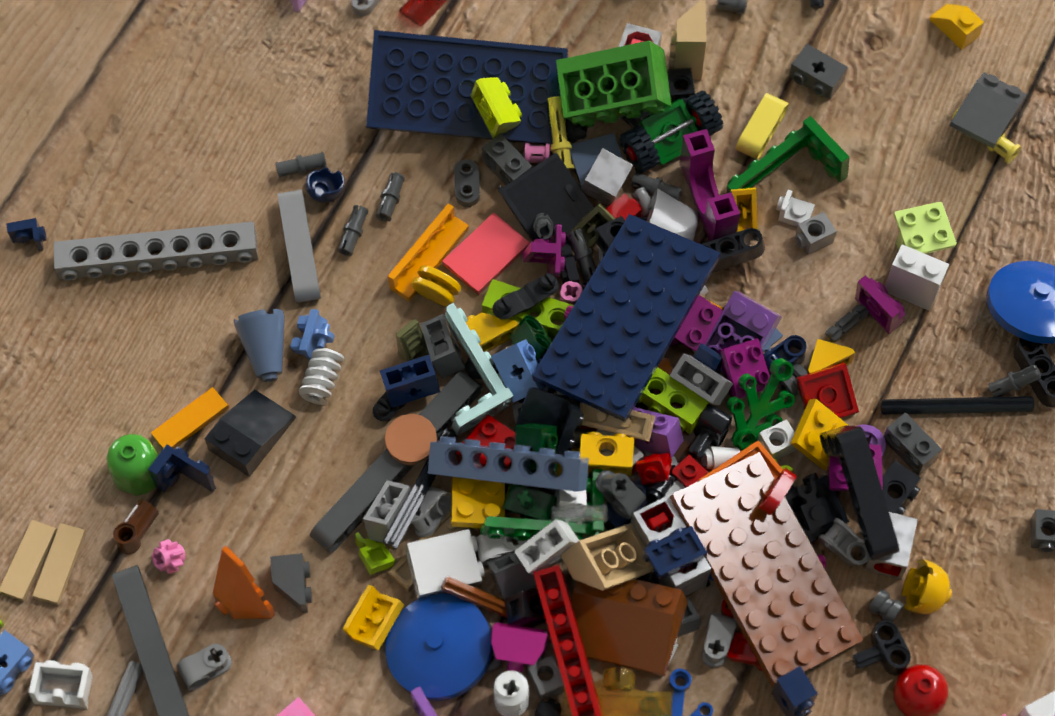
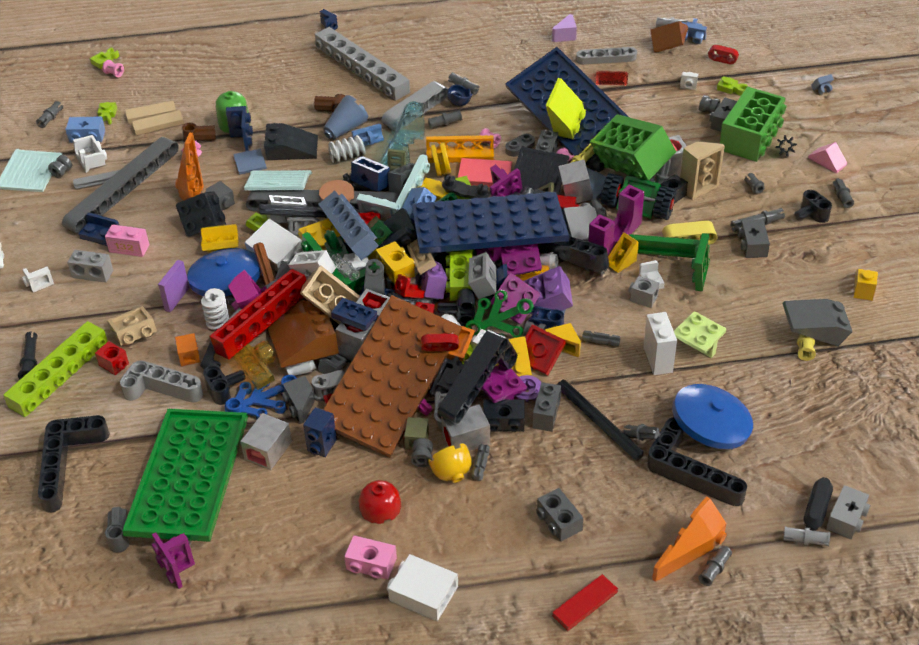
camera: 55 degrees right, 20 degrees down
(190, 419) = (262, 119): light orange tile -> none
(201, 666) = (140, 195): light grey piece -> none
(215, 331) = (327, 103): none -> reddish brown piece
(237, 498) = (249, 161): none -> sand blue piece
(315, 489) = (277, 180): none -> light aqua piece
(318, 615) = (200, 212): none -> black bracket
(360, 311) = (405, 130): none -> clear light blue windscreen
(390, 196) = (479, 121): dark grey pin -> none
(431, 206) = (497, 138): none -> bright pink bush
(543, 226) = (509, 166): dark grey pin -> none
(715, 683) = (299, 396): none -> dark grey slope
(791, 42) = (765, 215): none -> dark grey pin
(855, 594) = (415, 429): none -> olive brick
(881, 307) = (625, 338): magenta plate -> none
(883, 650) = (395, 467): black beam -> none
(931, 554) = (480, 462): none -> dark grey axle

